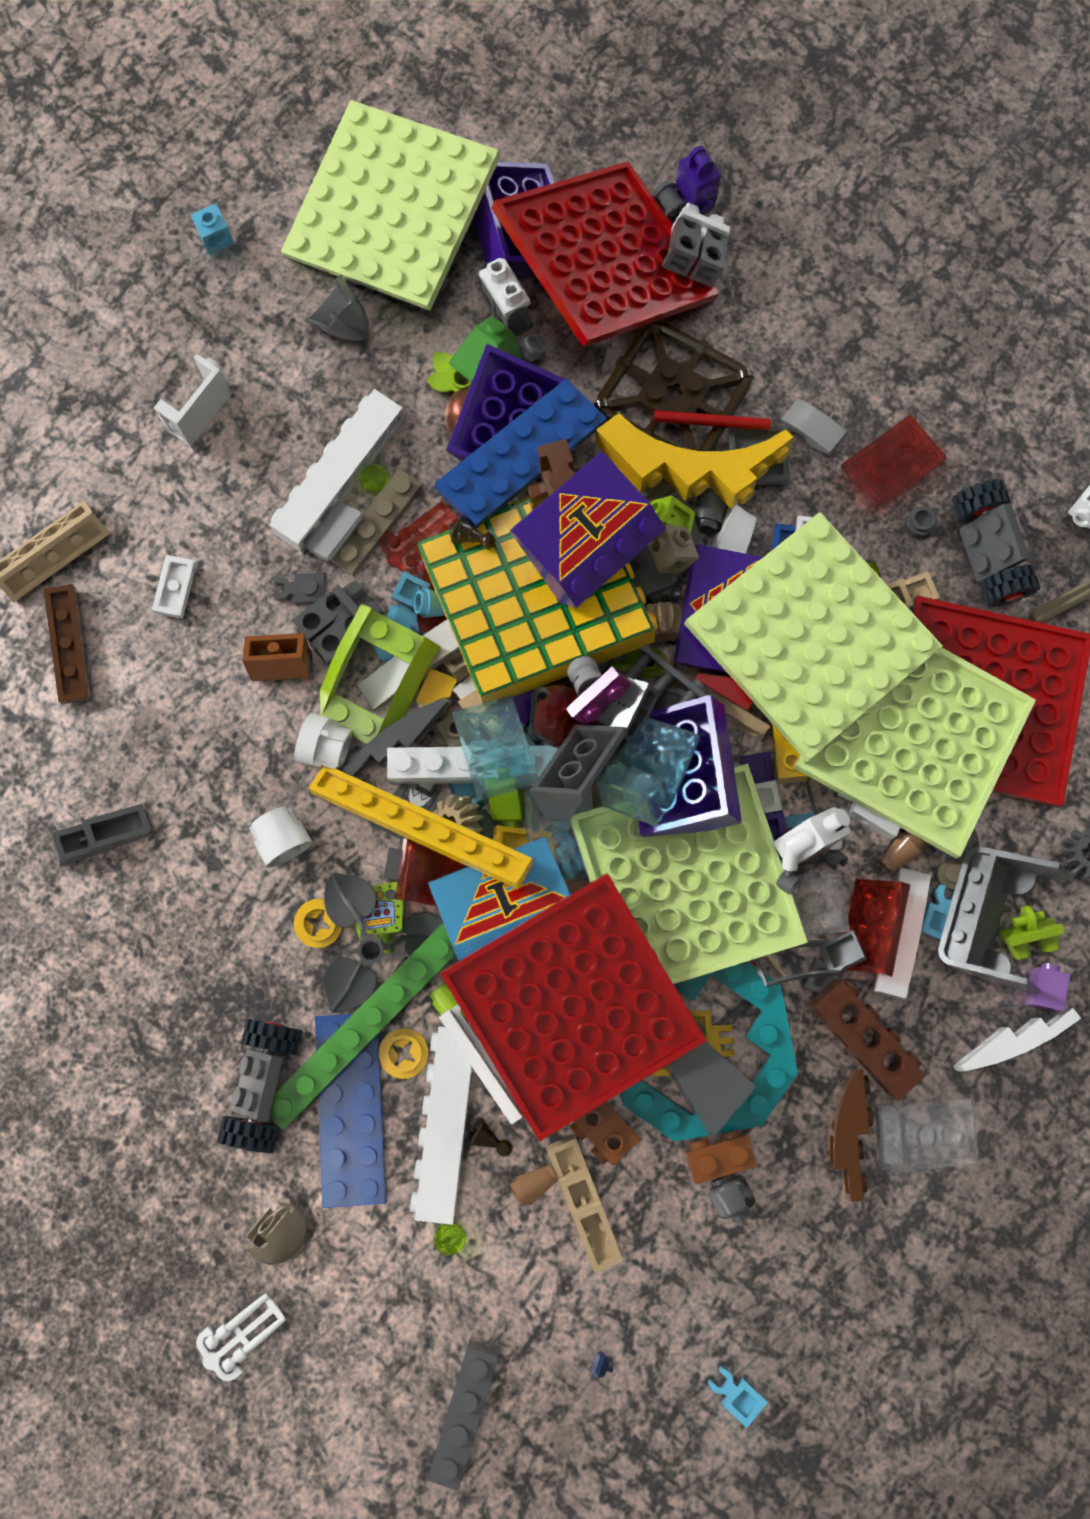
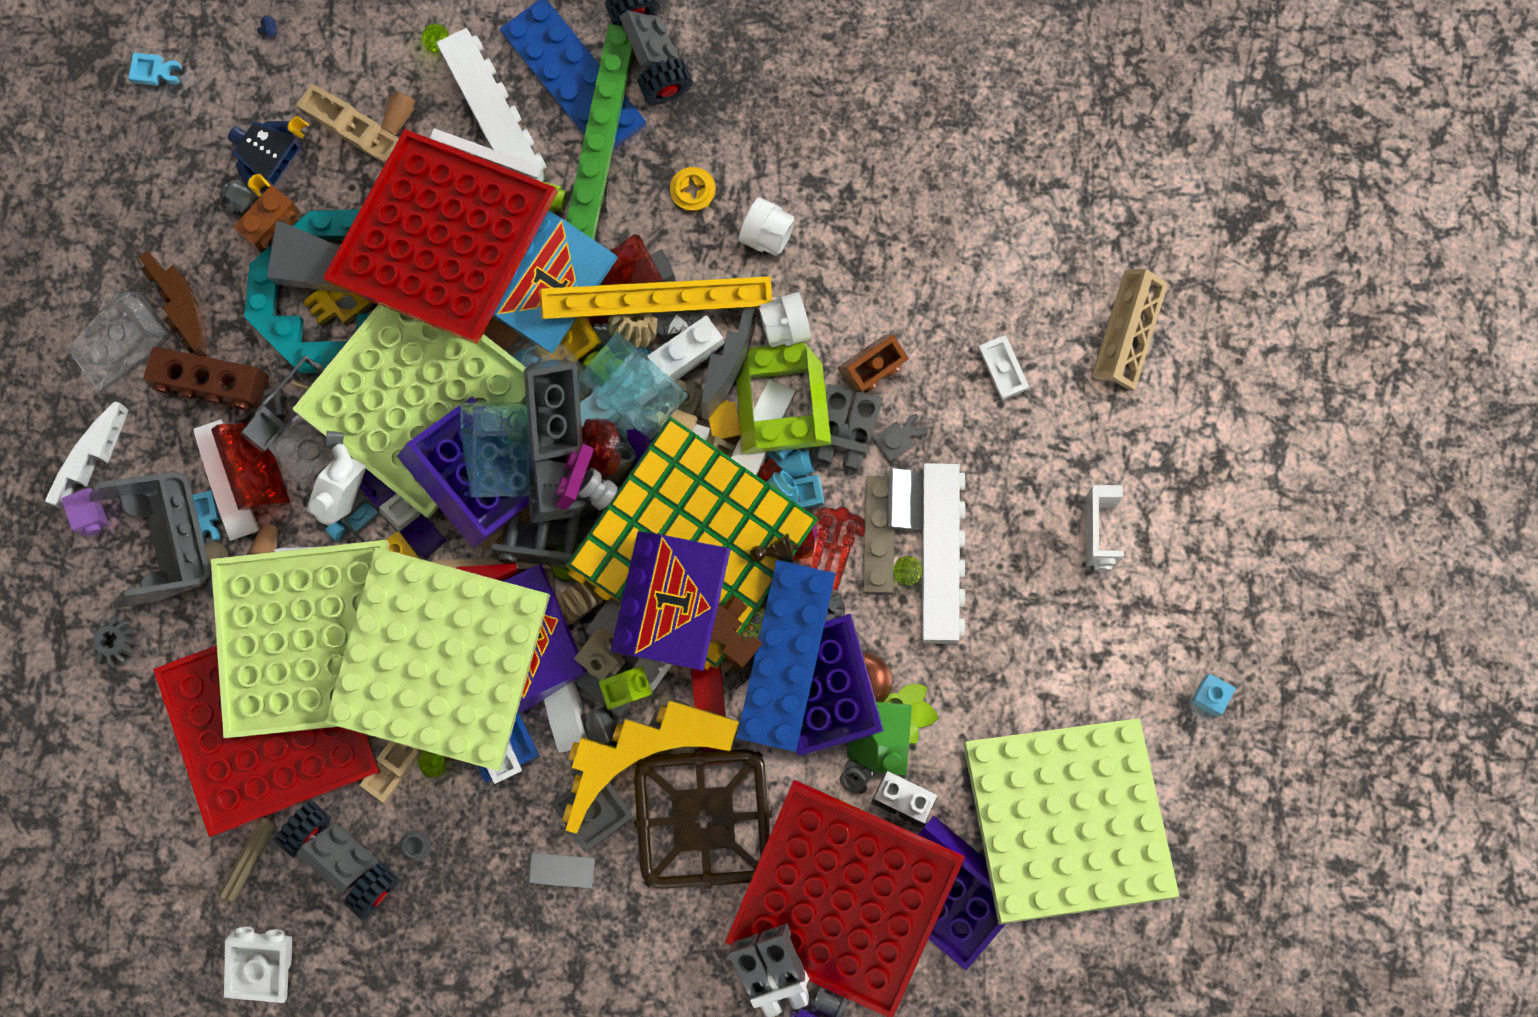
camera: 150 degrees right, 0 degrees up
(67, 644) = (1054, 265): reddish brown plate -> none
(100, 834) = (910, 141): dark grey slope -> none
(341, 314) = (1043, 692): dark grey helmet -> none
(349, 900) = (642, 161): dark grey plant -> none
(387, 916) = (652, 221): torso -> none
(388, 1054) = (550, 130): yellow gear -> none
(482, 1136) = (459, 120): dark brown piece -> none
(607, 1133) = (356, 180): dark orange brick -> none
(681, 1229) = (266, 151): none -> torso
(712, 420) = (649, 808): red bar -> none
(893, 462) = (470, 883): clear red plate -> none
(1031, 928) = (122, 549): lime hips -> none

